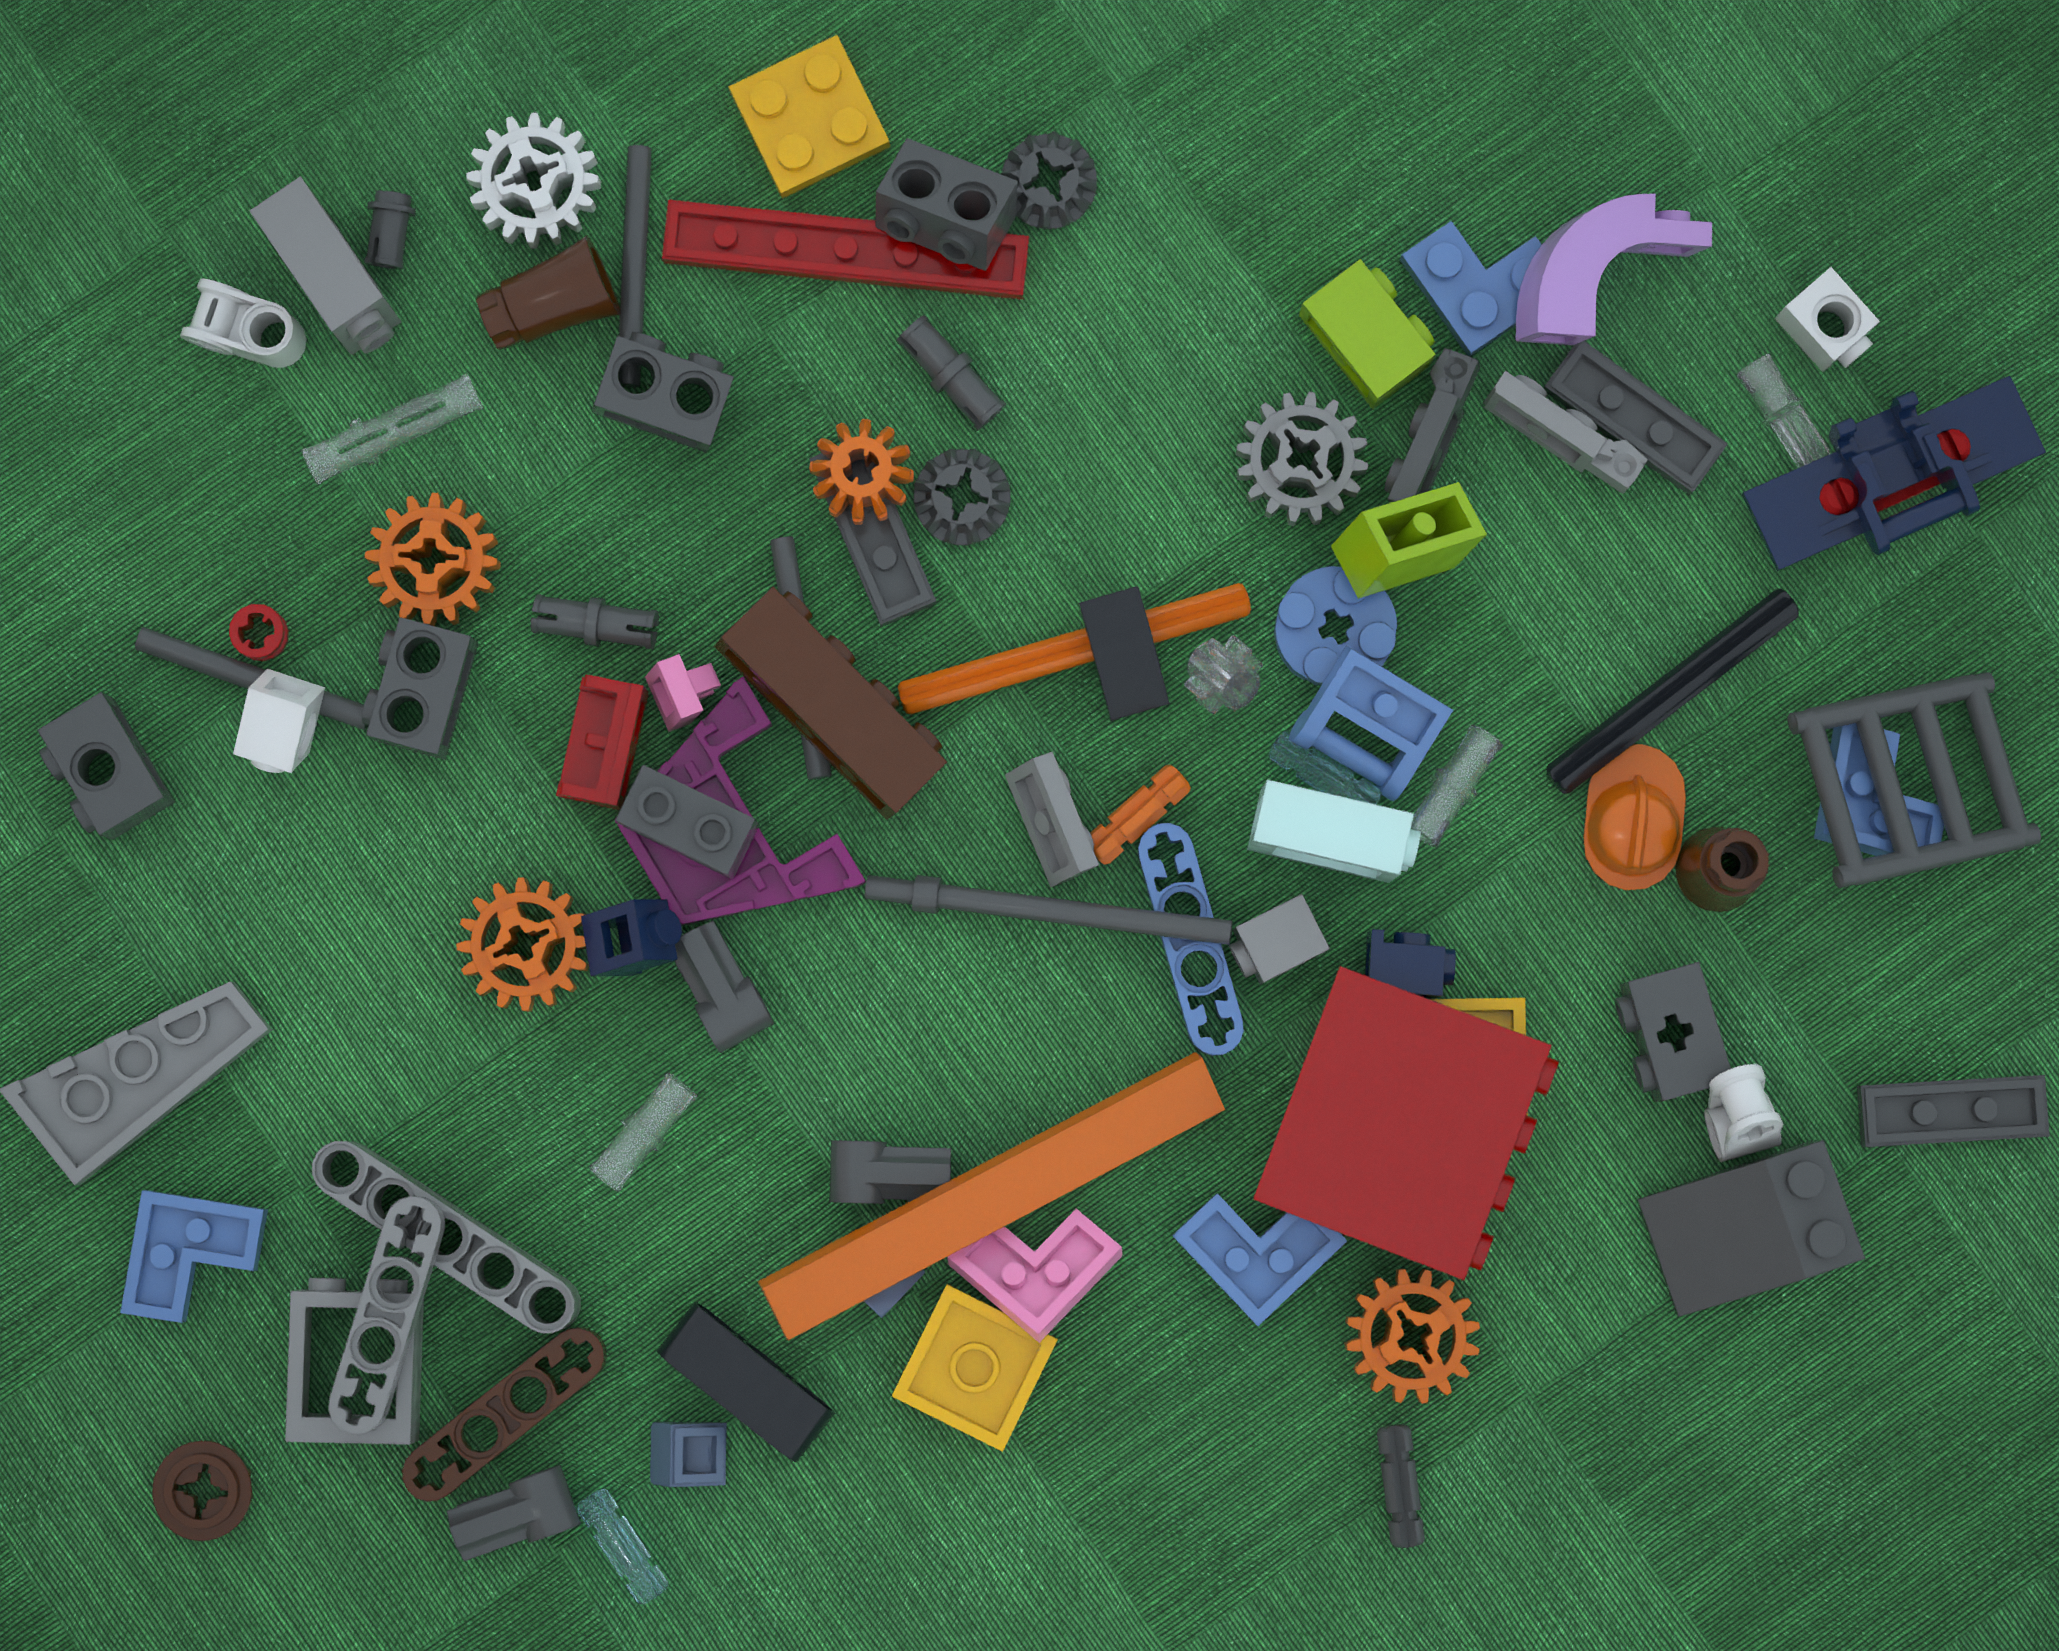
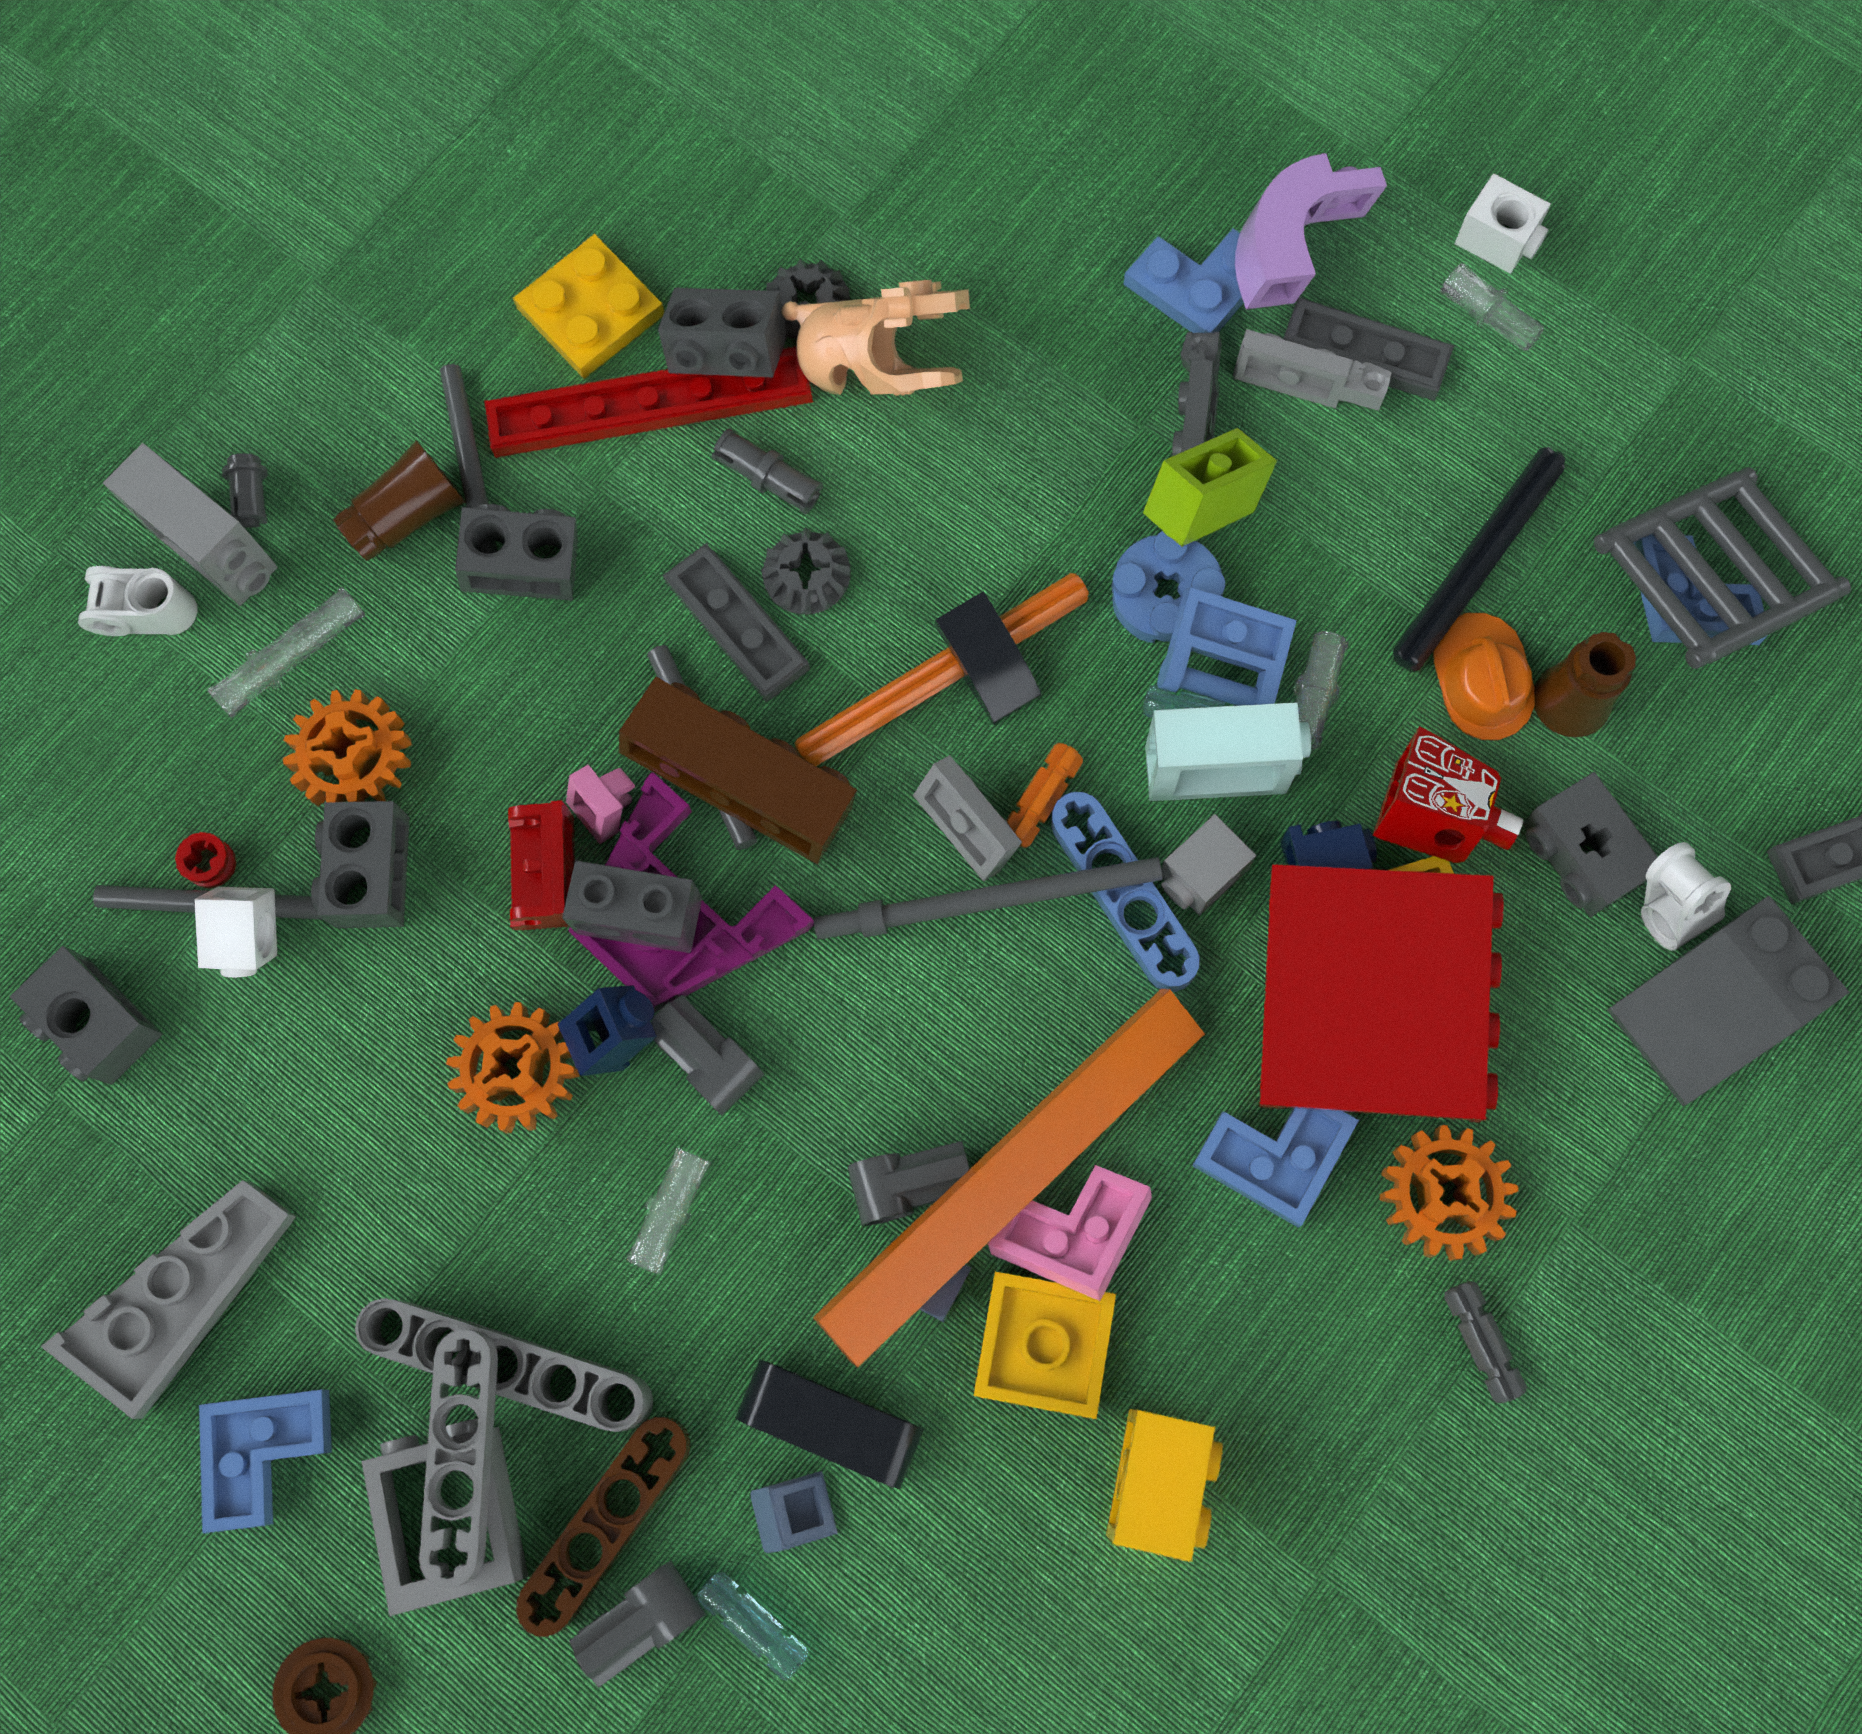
camera: 10 degrees left, 10 degrees down
(511, 187) = (362, 414): white gear -> none
(595, 621) = (507, 764): dark grey pin -> none
(883, 475) = (707, 546): orange gear -> none
(1044, 1530) = (1163, 1485): none -> yellow brick
(1106, 261) = (862, 338): none -> light nougat helmet
(1223, 674) = (1082, 650): clear gear -> none
(1322, 443) = (1094, 462): light grey gear -> none
(1368, 332) = (1116, 340): lime brick -> none
(1538, 946) = (1443, 802): none -> red torso
(1889, 462) = (1601, 317): dark blue piece -> none

